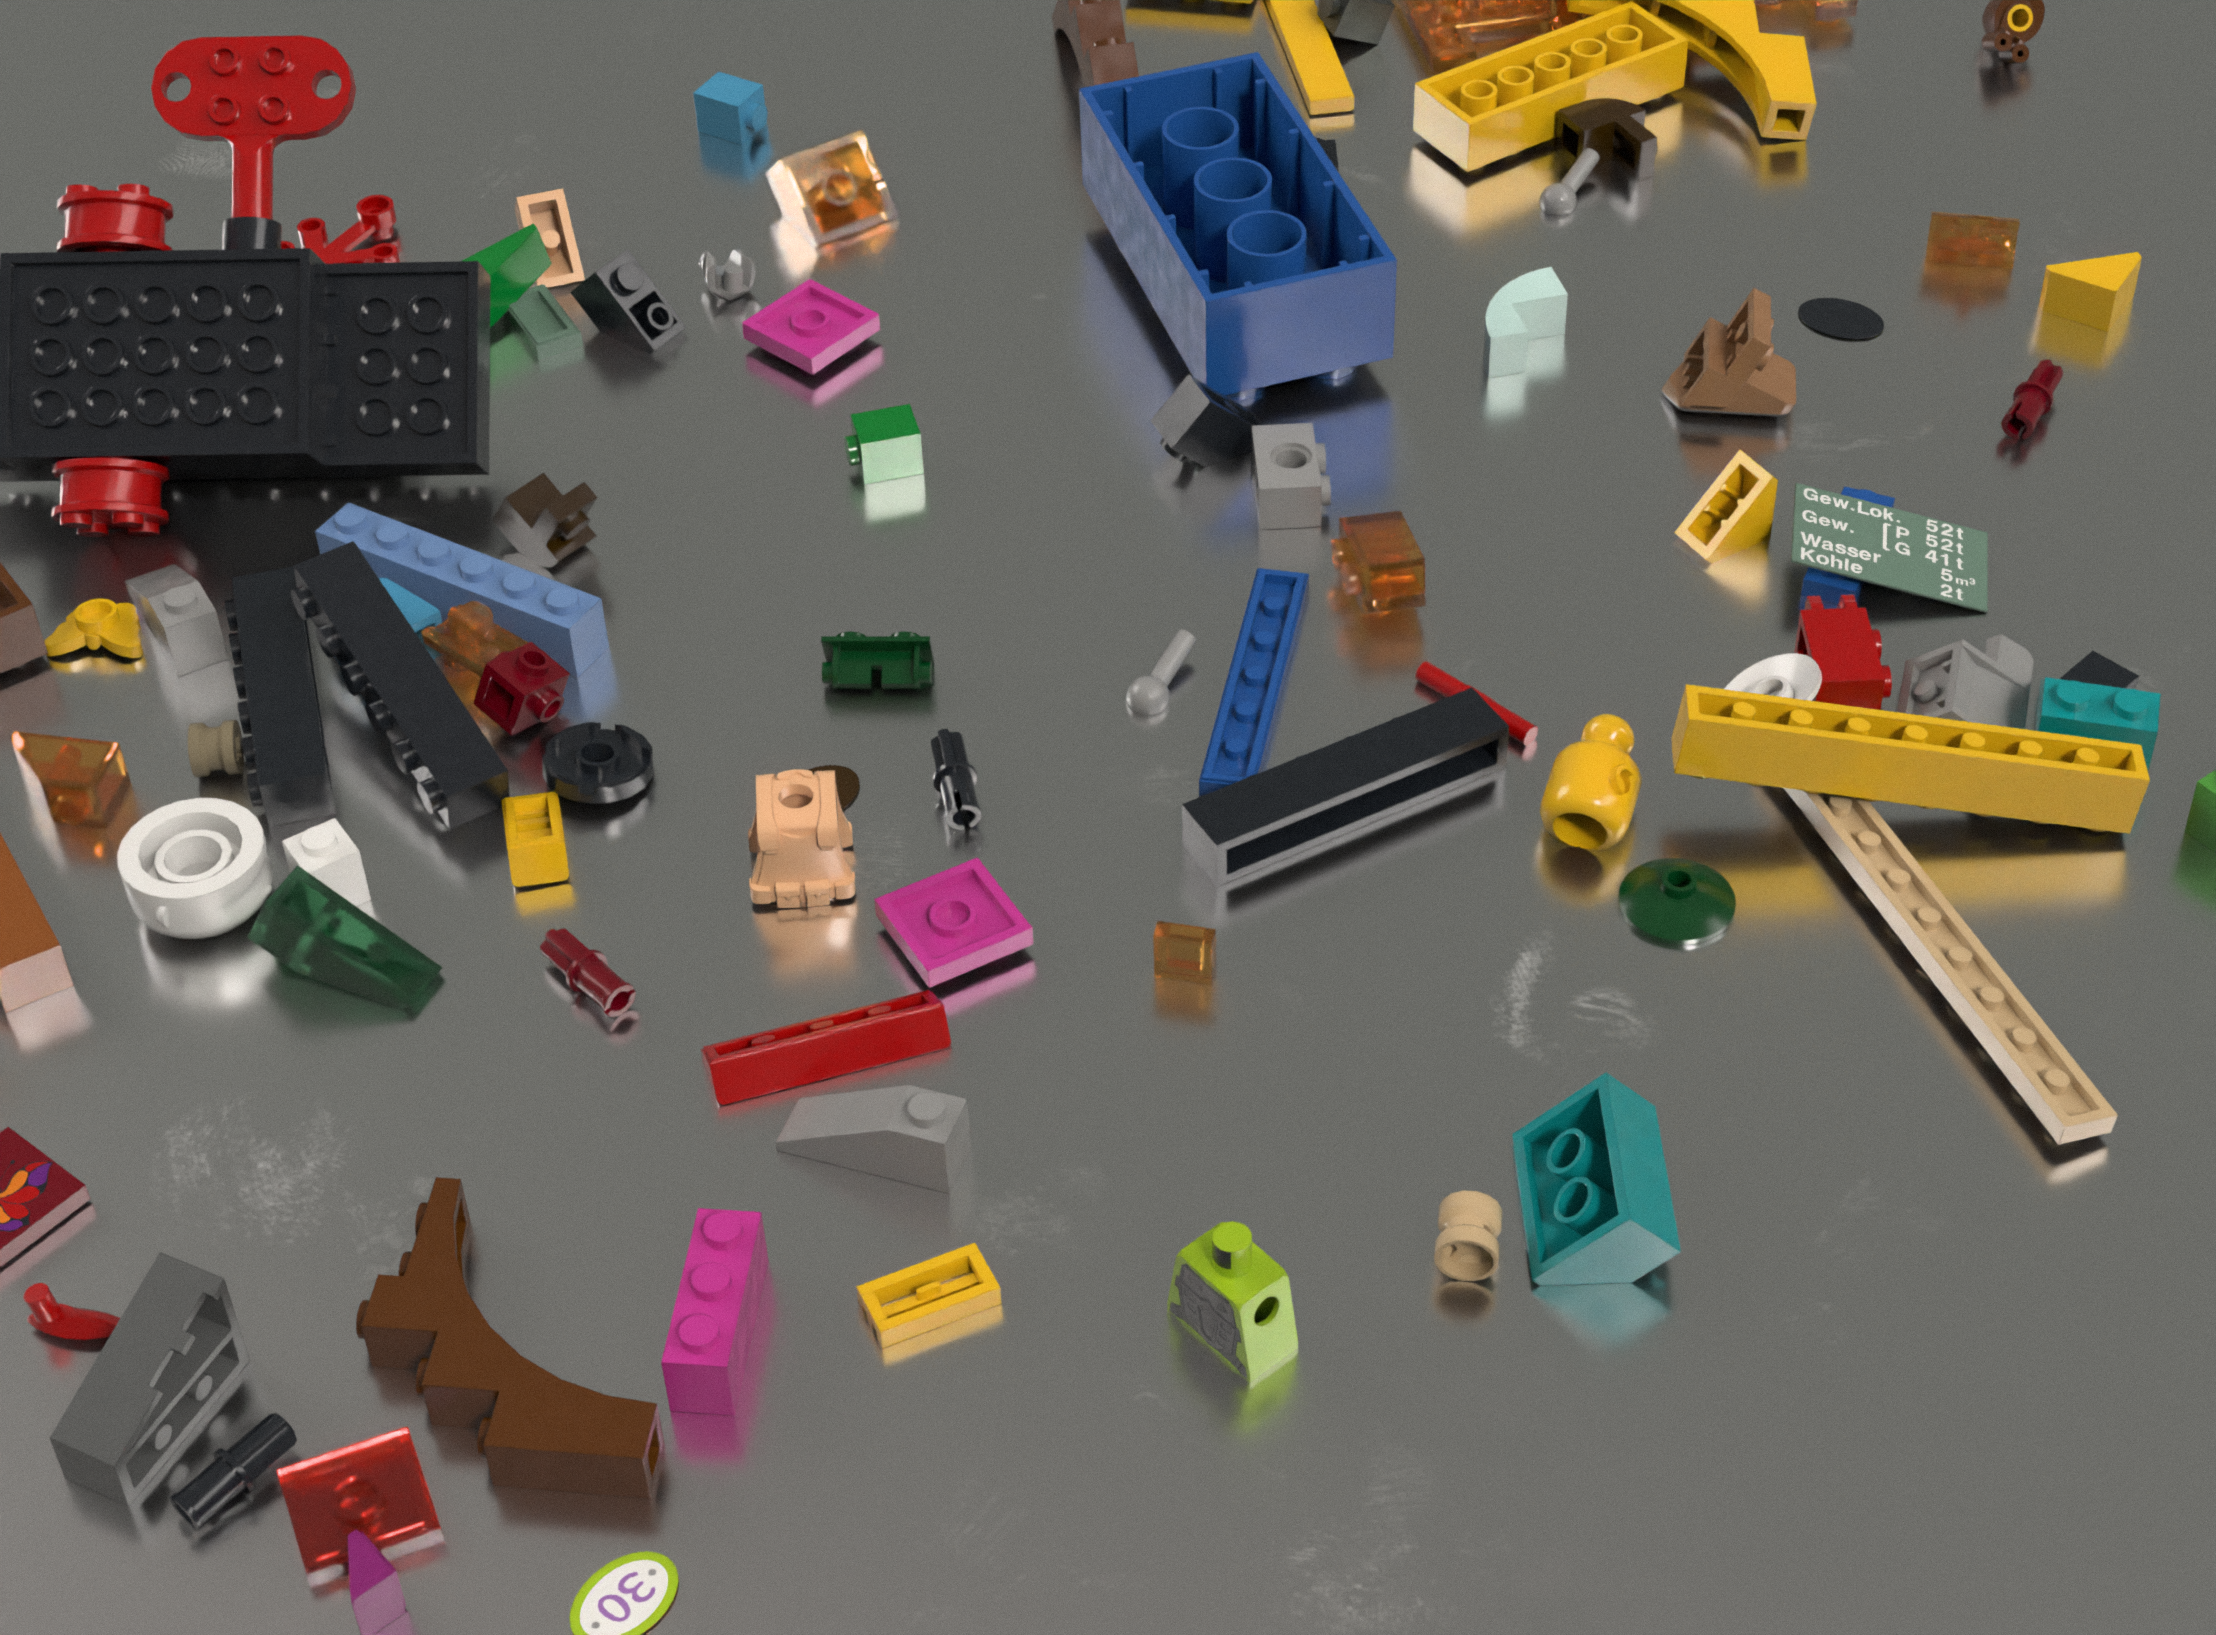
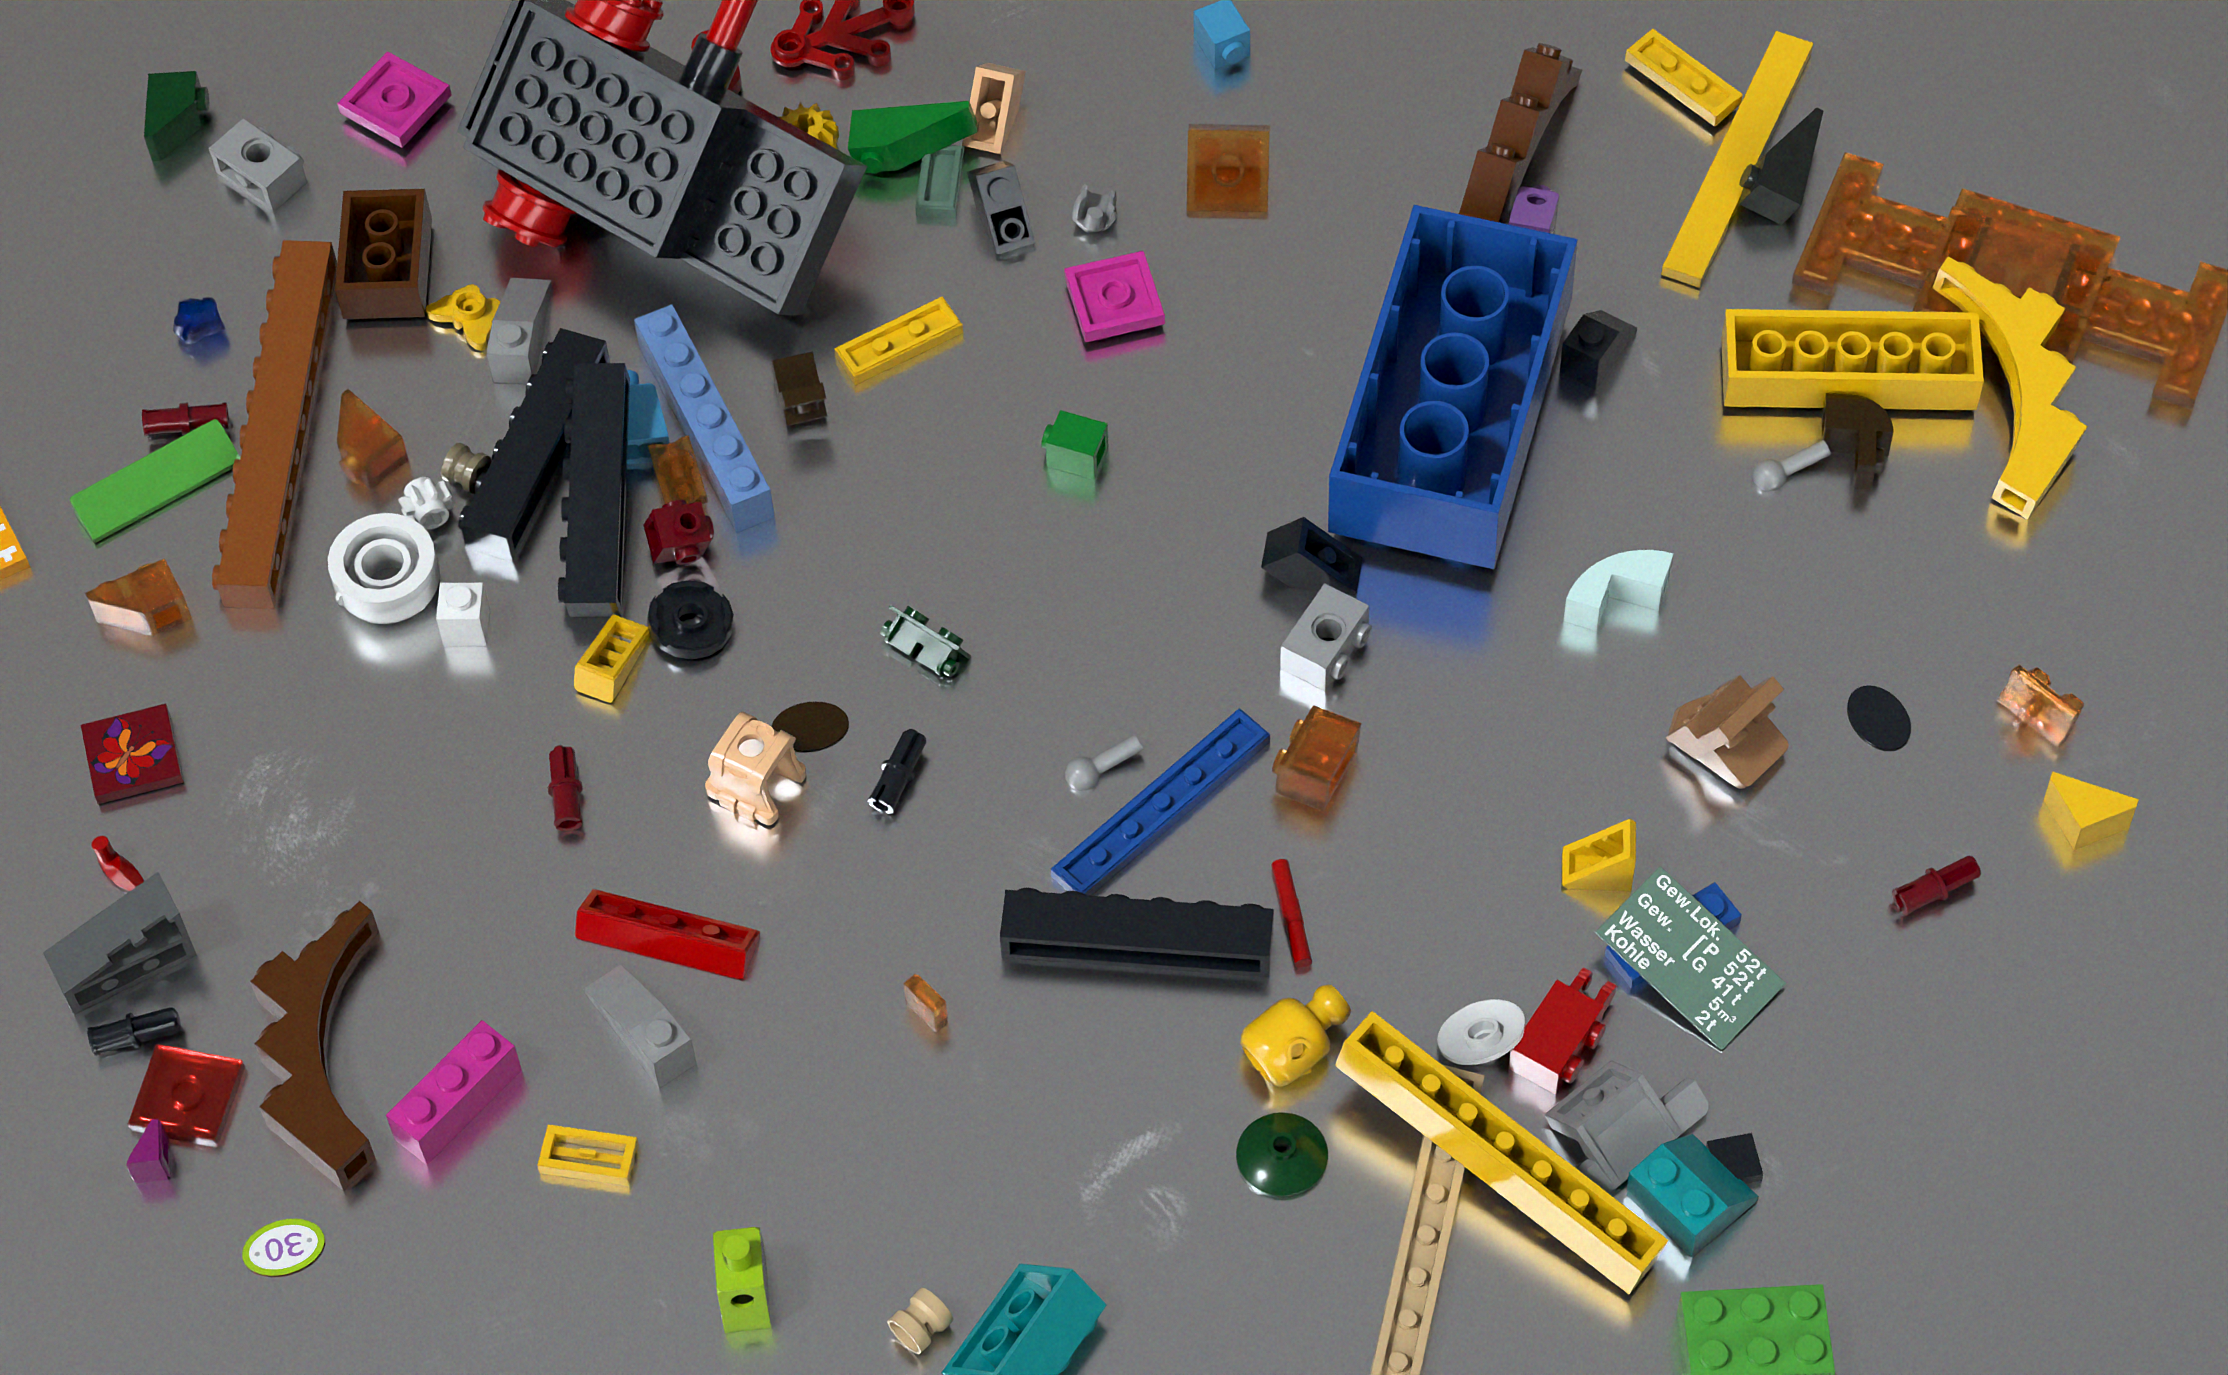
camera: 35 degrees right, 15 degrees up
(192, 782) = (427, 502): none -> white gear
(340, 944) = (435, 682): clear green slope -> none
(617, 449) = (898, 340): none -> yellow tile
(953, 922) = (807, 888): dark pink plate -> none

